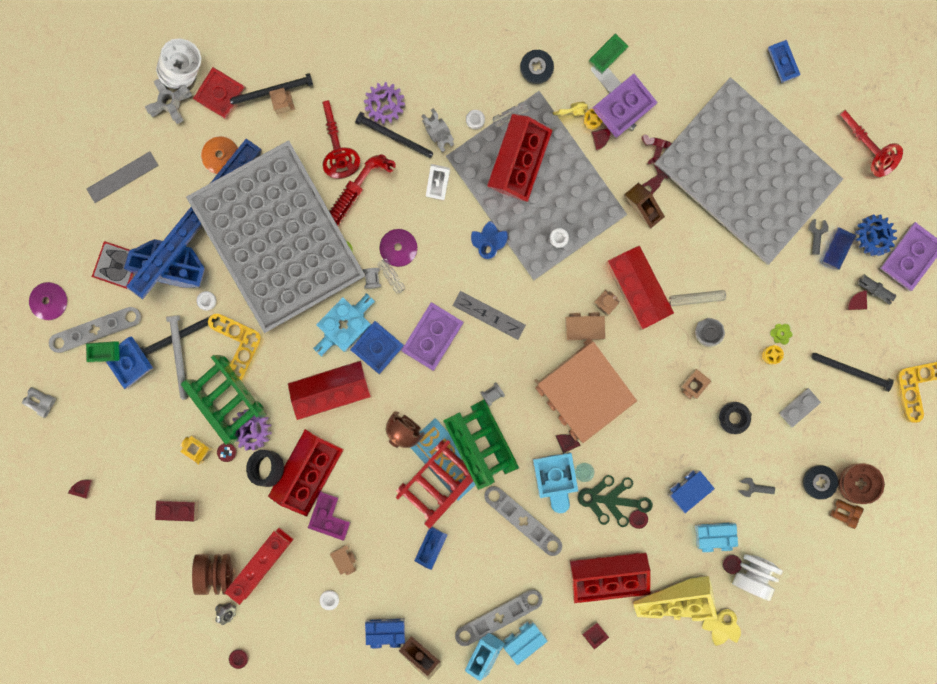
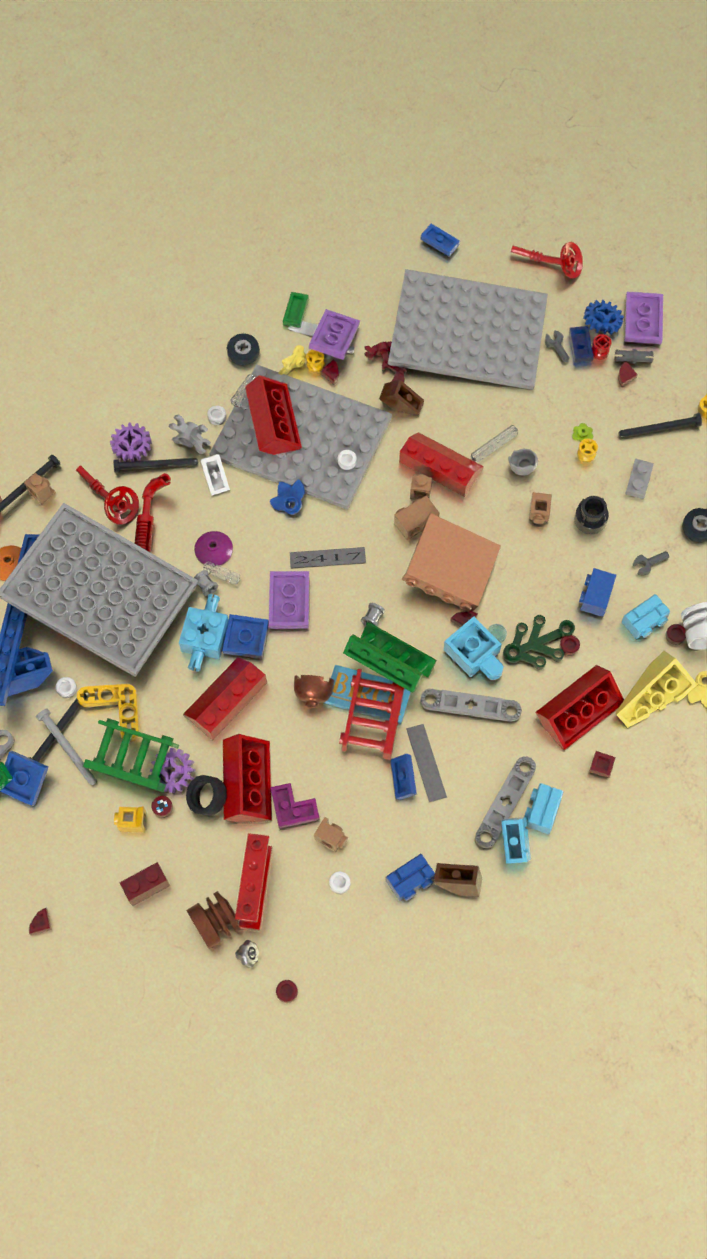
camera: 25 degrees left, 20 degrees down
(458, 544) = (426, 763): none -> flat silver sticker
(850, 263) = (601, 346): none -> red wheel

